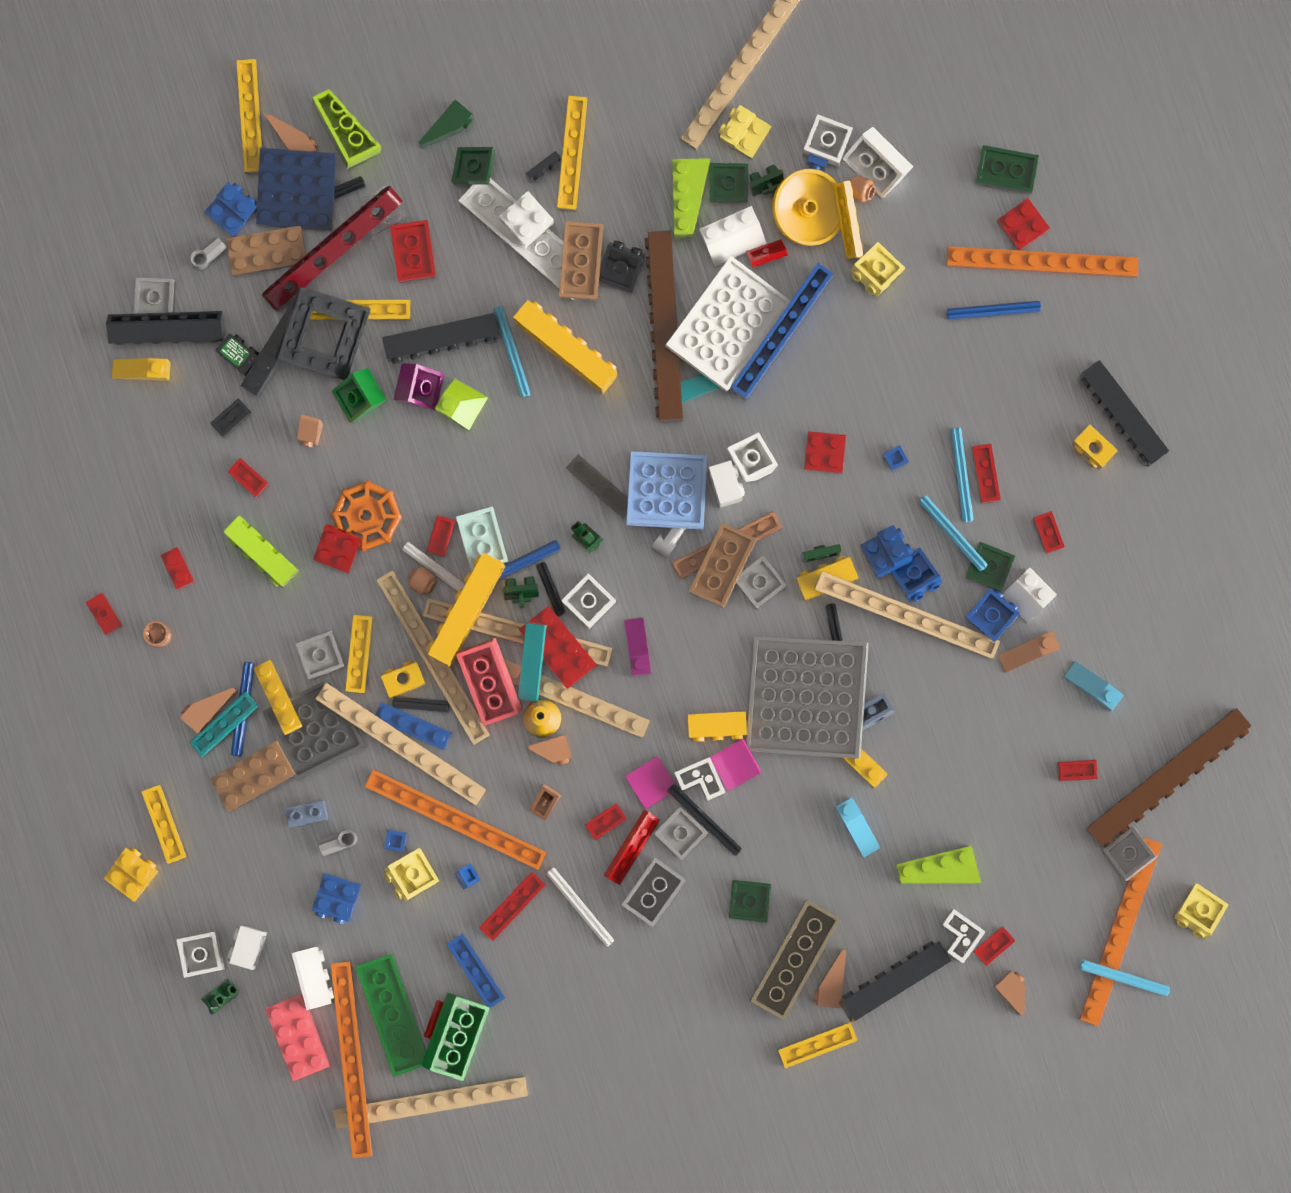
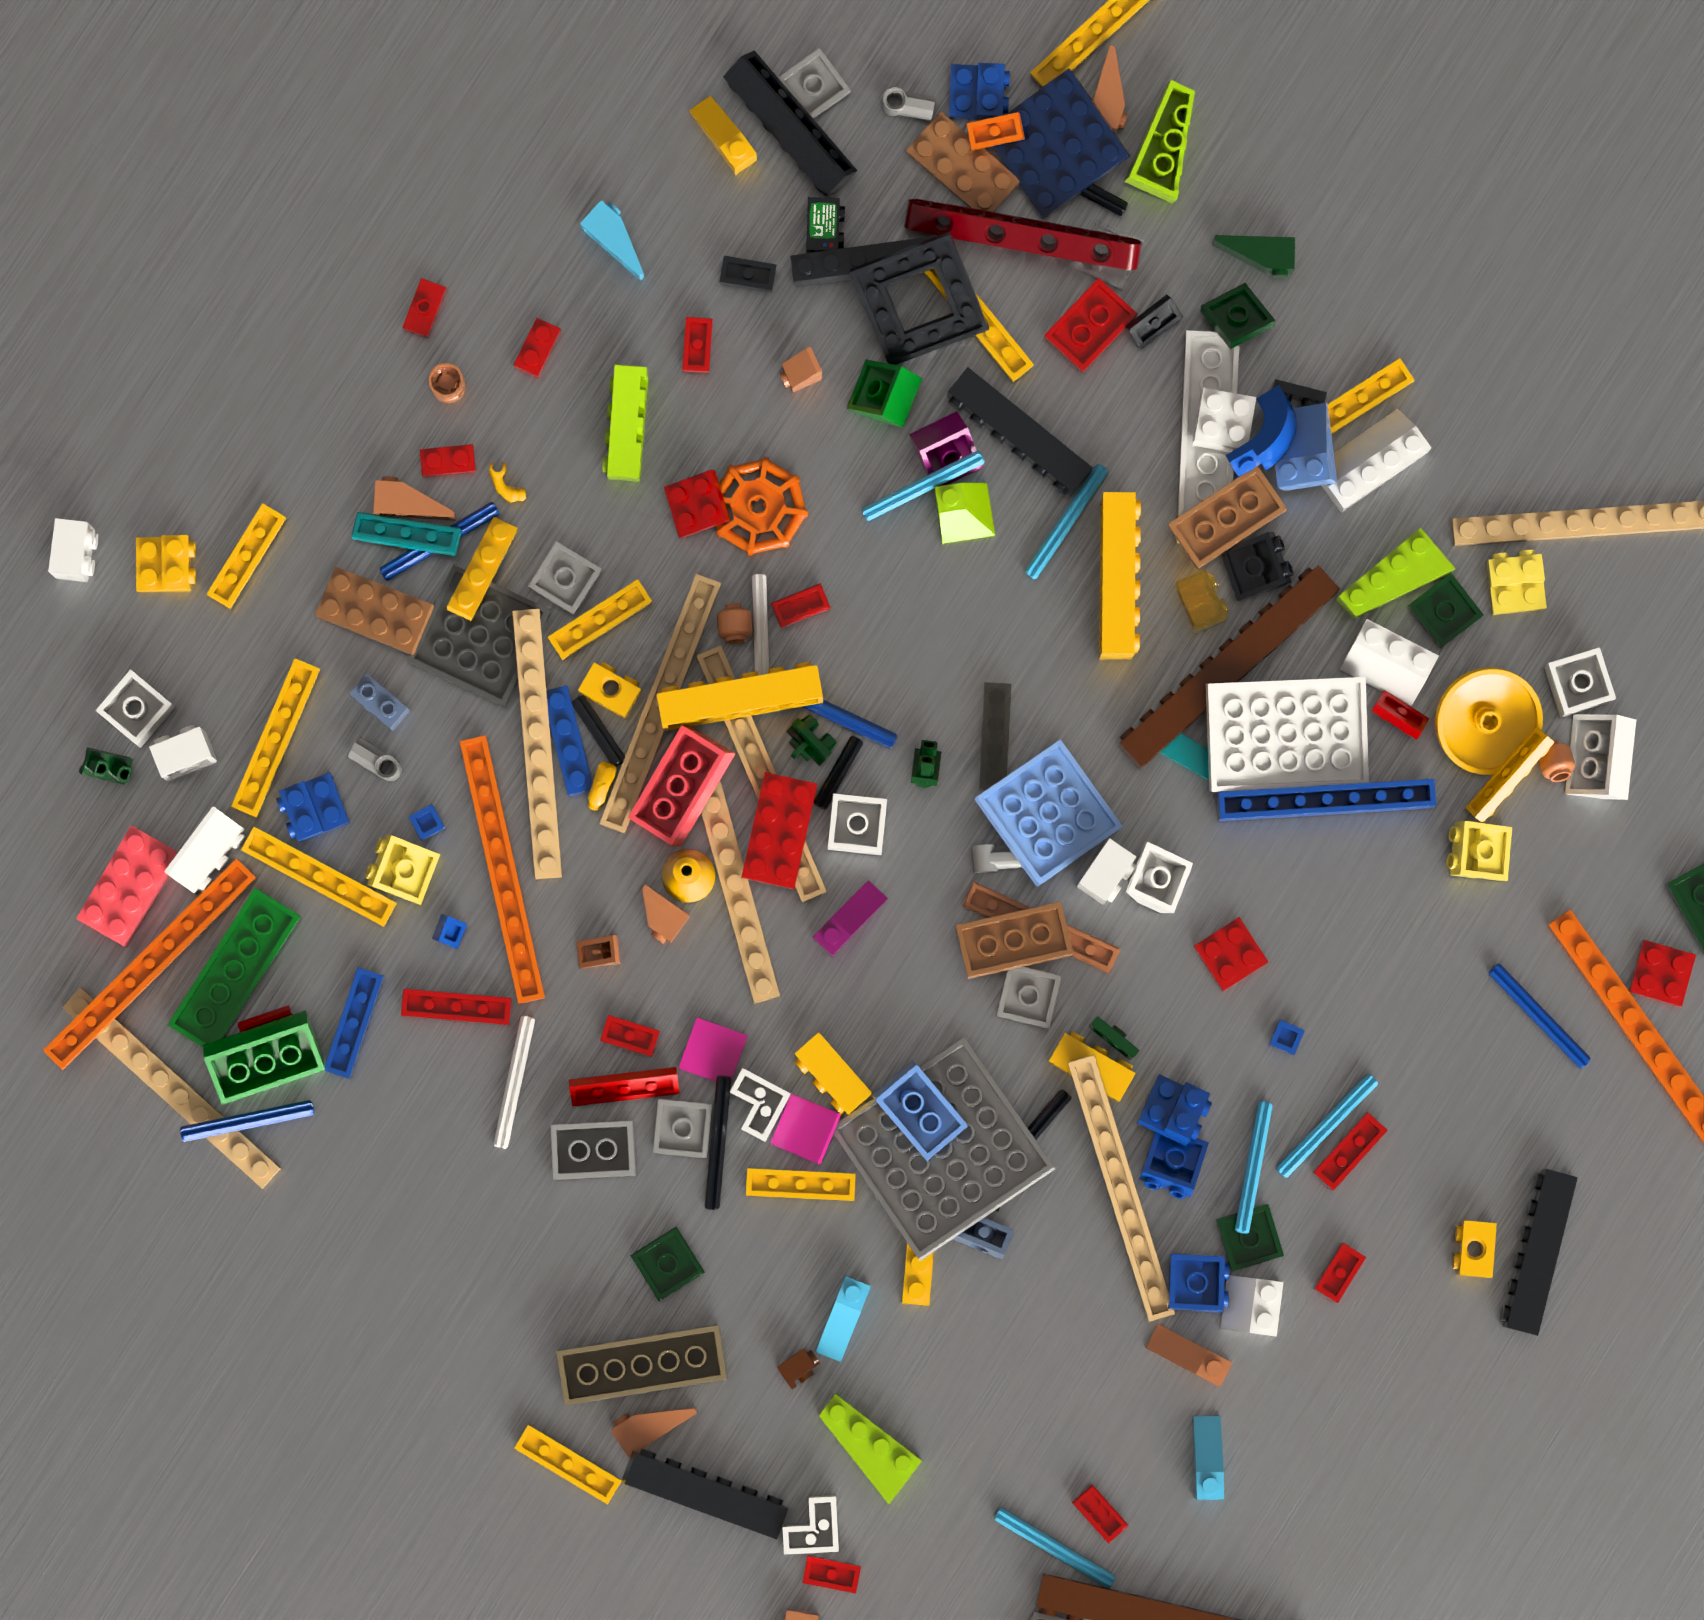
camera: 45 degrees right, 0 degrees up
(82, 919) = (72, 550): none -> white brick
(145, 476) = (608, 230): none -> medium azure slope
(200, 668) = (447, 460): none -> red plate
(248, 648) = (509, 493): none -> yellow piece
(262, 216) = (995, 131): none -> orange plate
(280, 888) = (275, 738): none -> yellow plate
(377, 925) = (318, 876): none -> yellow plate
(428, 414) = (923, 485): none -> medium azure axle
(439, 214) = (1153, 321): none -> black plate
(449, 721) = (603, 778): none -> yellow piece
(481, 534) = (836, 650): light aqua plate -> none
(483, 1074) = (246, 1120): none -> blue axle
(532, 661) = (740, 815): teal tile -> none
(558, 199) = (1272, 439): none -> blue arch
(576, 187) = (1311, 454): none -> medium blue slope
(612, 156) = (1375, 458): none -> white slope
(616, 312) = (1201, 601): none -> clear yellow brick
(764, 792) = (800, 1184): none -> yellow plate
(767, 183) = (1479, 654): dark green hips -> none
(776, 692) = (919, 1110): none -> medium blue slope
(816, 162) = (1545, 690): blue plate -> none
(865, 873) = (798, 1367): none -> reddish brown brick
(1076, 810) = (1054, 1547): none -> medium azure axle

